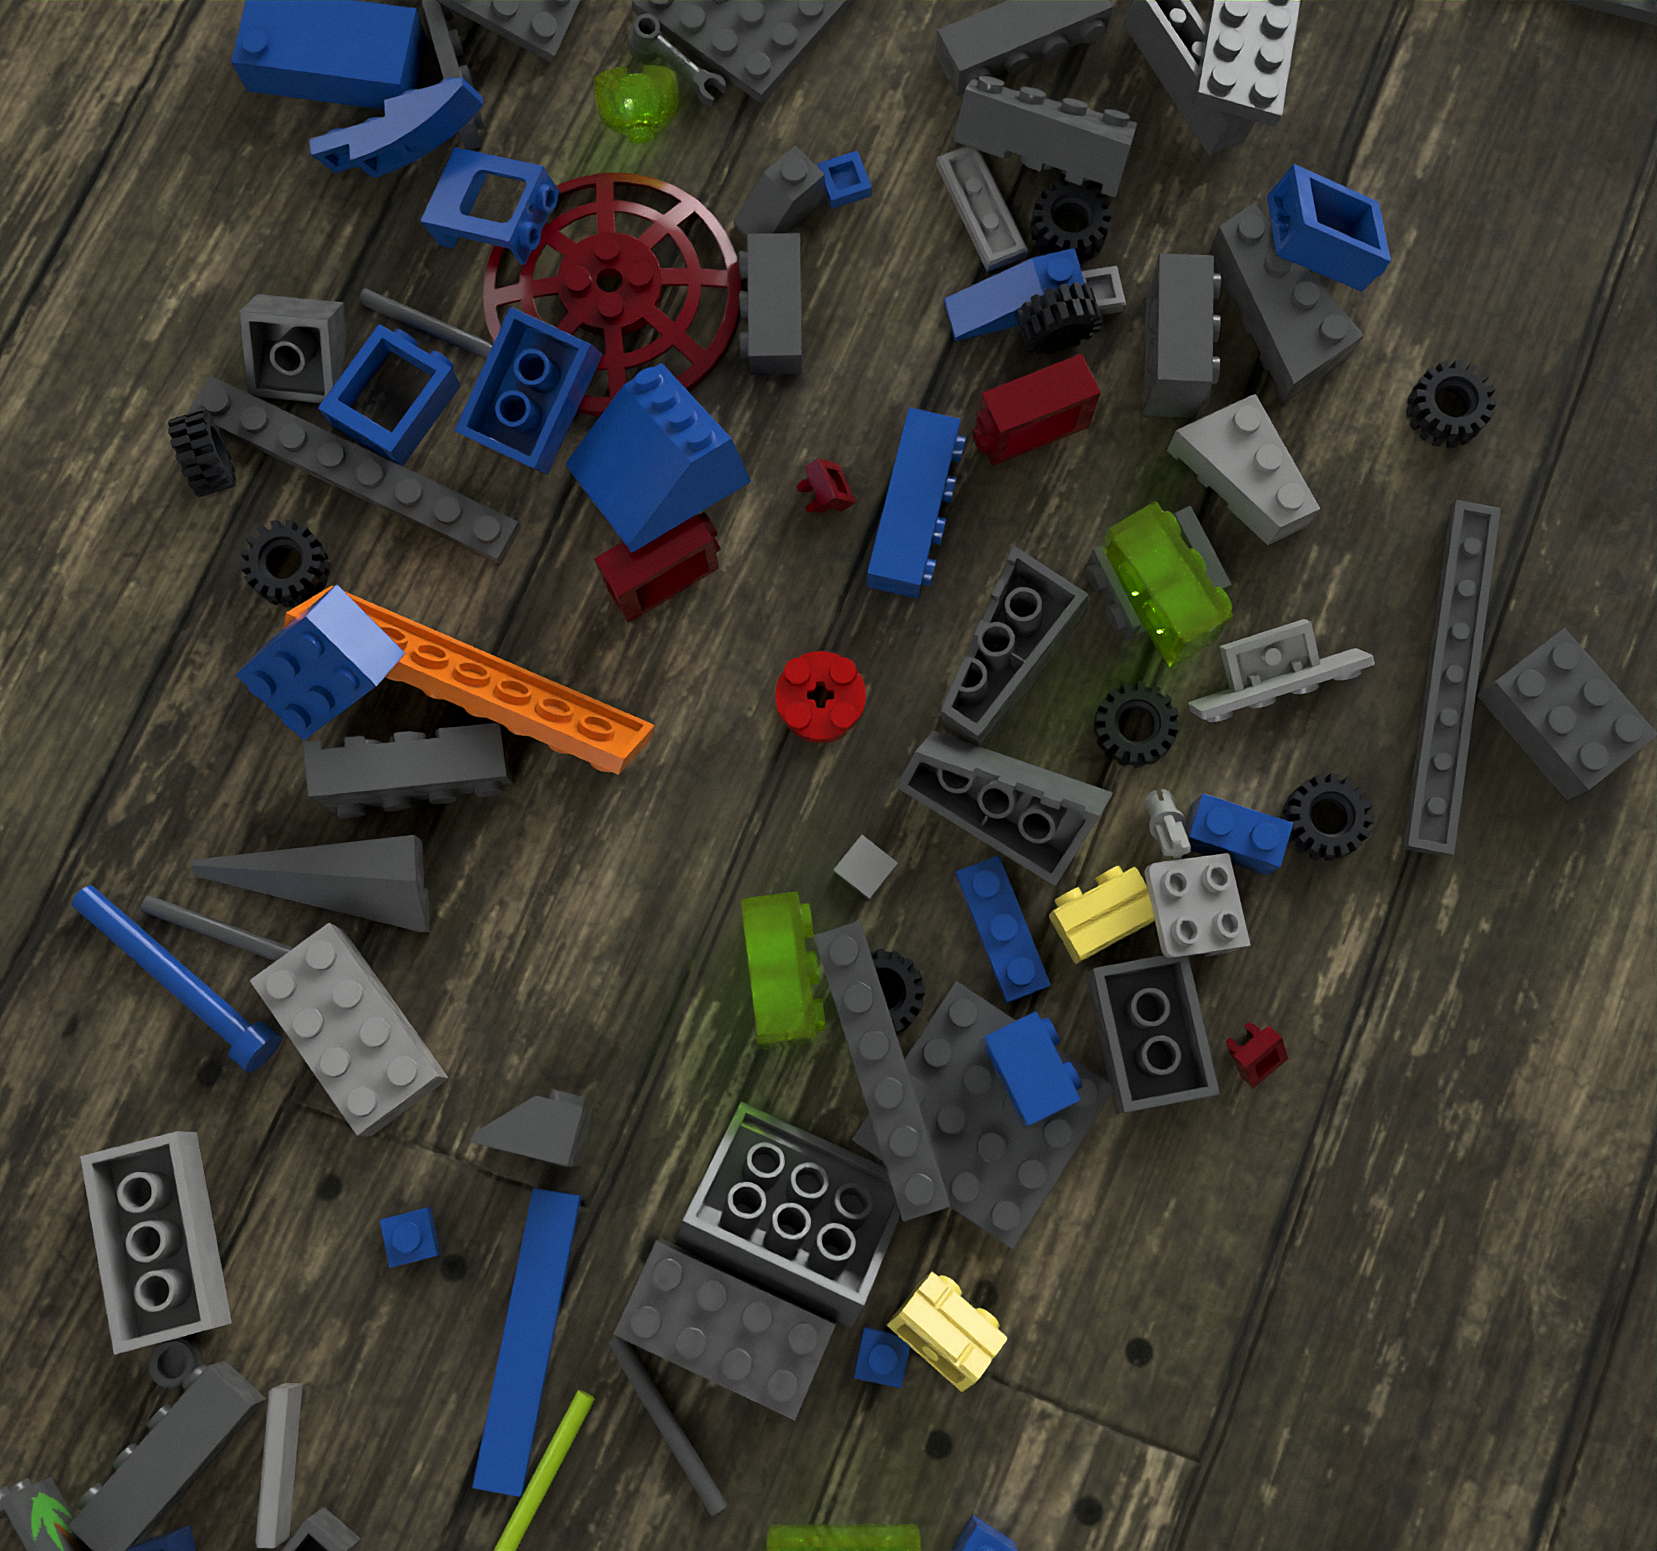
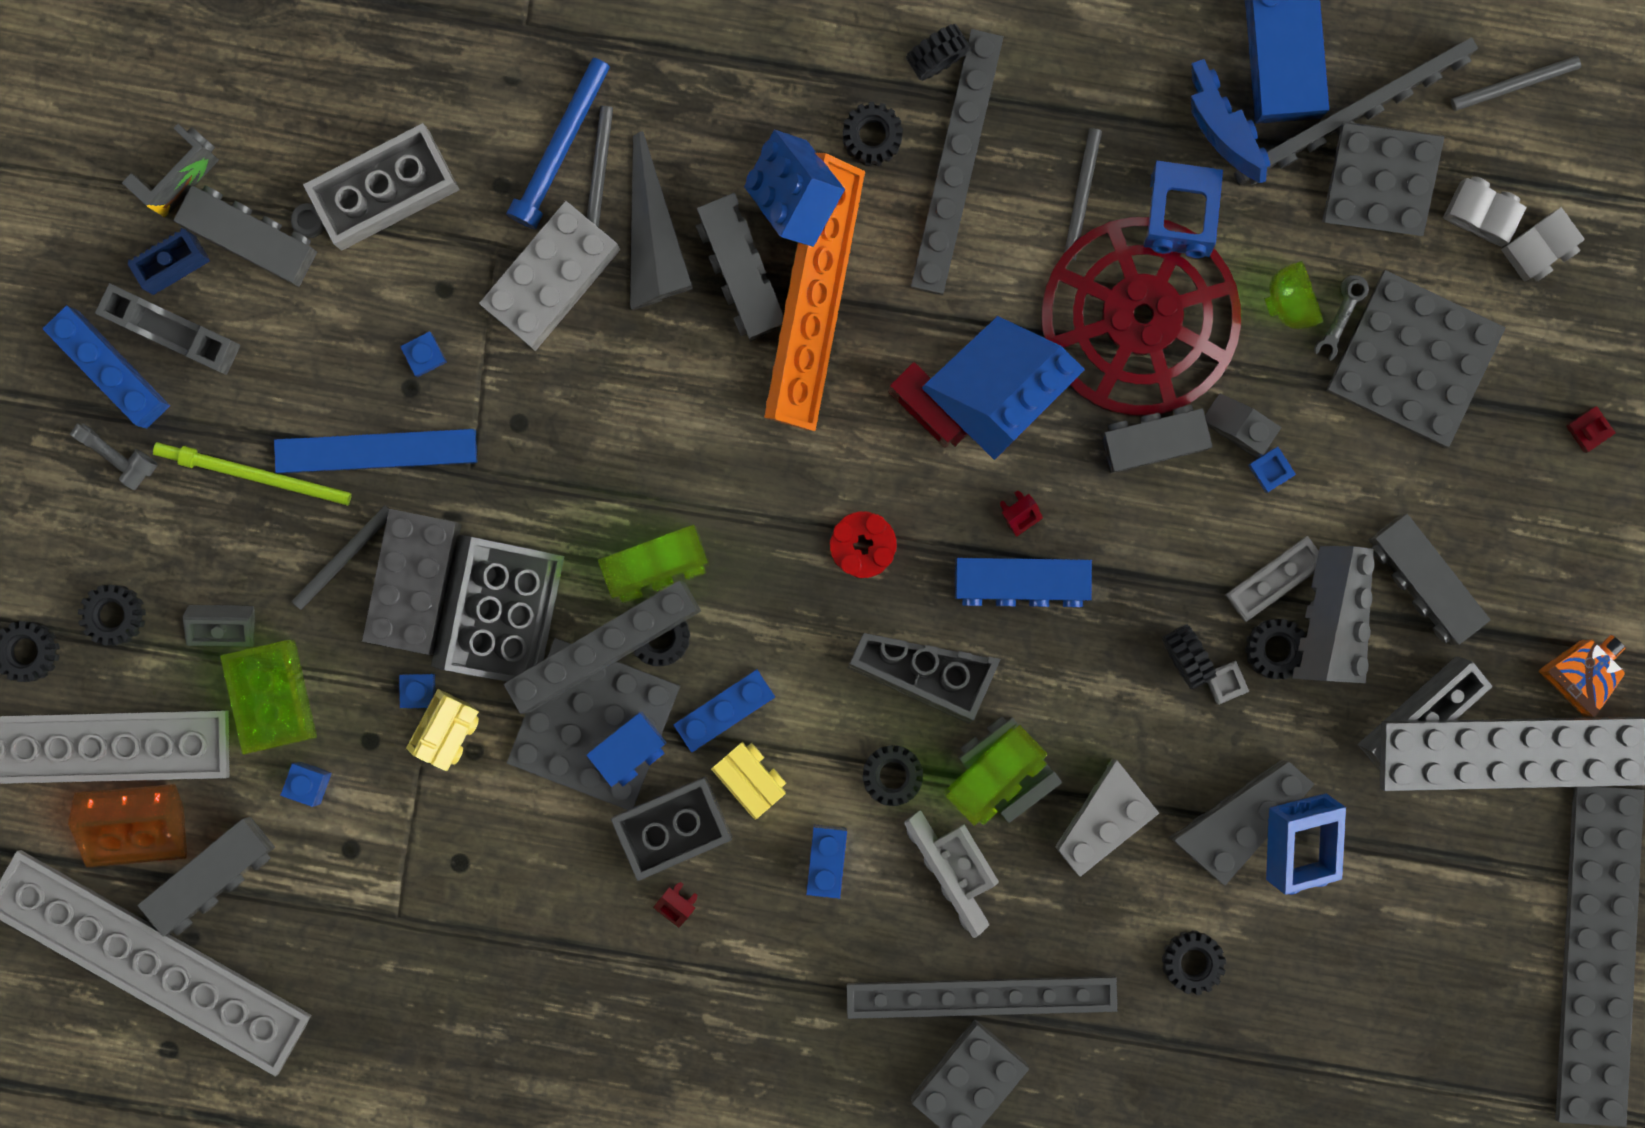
camera: 75 degrees right, 10 degrees up
(279, 1465) = (260, 309): light grey tile -> none
(292, 347) = (1039, 92): dark grey slope -> none
(418, 419) = (1049, 200): blue window -> none
(529, 390) = (1038, 278): blue brick -> none
(543, 1129) = (511, 428): dark grey slope -> none
(865, 867) = (746, 605): light grey tile -> none
(995, 301) = (1204, 617): blue slope -> none
(1005, 802) = (811, 692): dark grey wedge -> none
(1035, 410) = (1110, 653): dark red window -> none
(1167, 824) = (820, 811): light grey axle -> none
(1180, 335) = (1195, 749): dark grey brick -> none
(1196, 906) = (764, 841): light grey bracket -> none
(1347, 799) = (848, 944): black tyre -> none

